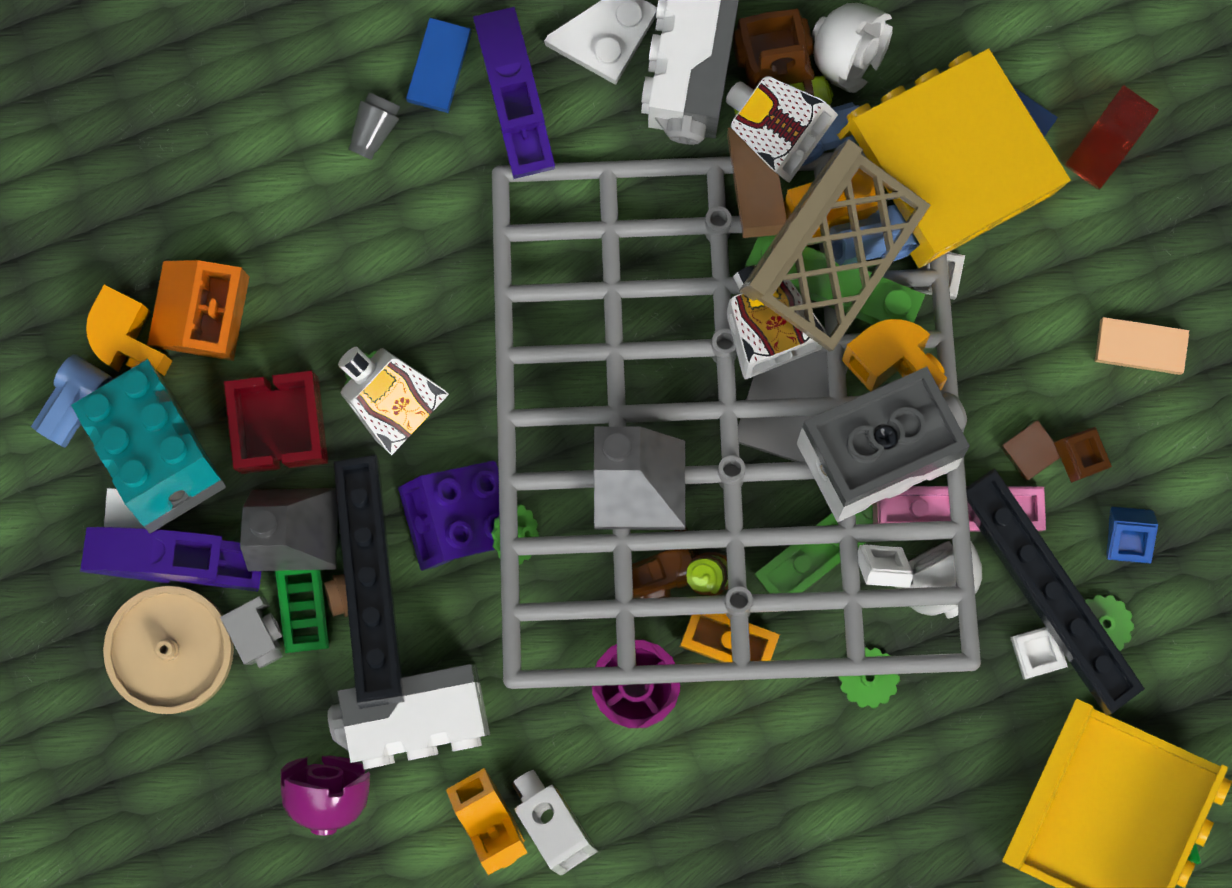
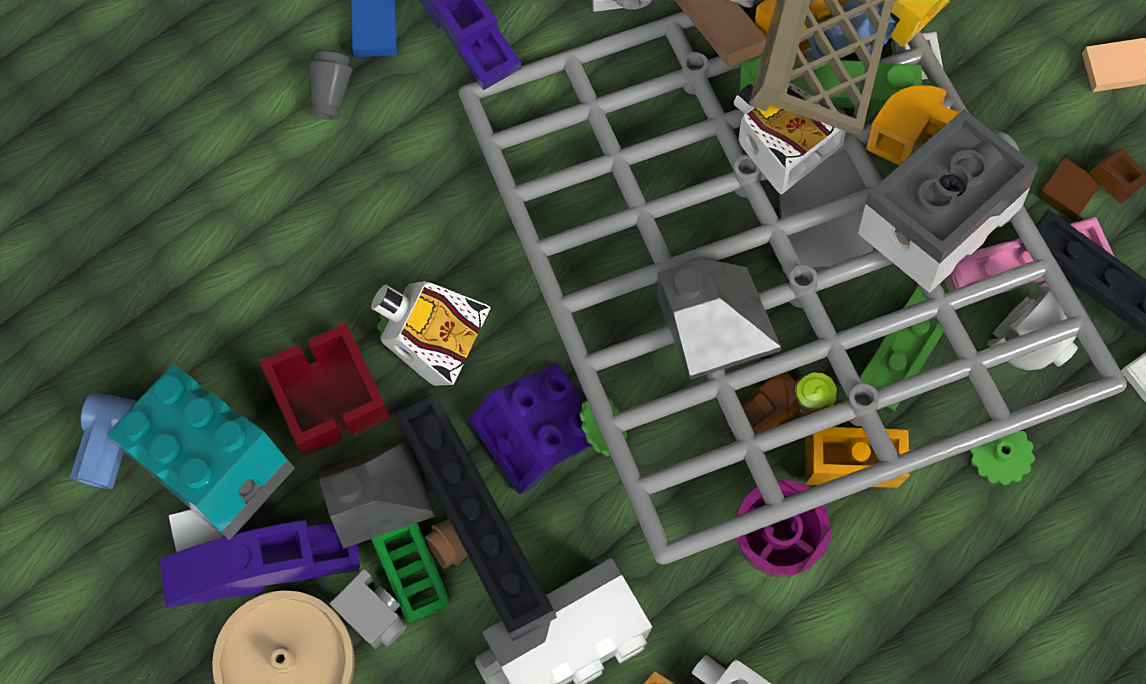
camera: 25 degrees left, 10 degrees down
(113, 331) = (128, 352): light orange brick -> none
(199, 308) = (209, 305): orange slope -> none
(884, 566) = (992, 319): white tile -> none

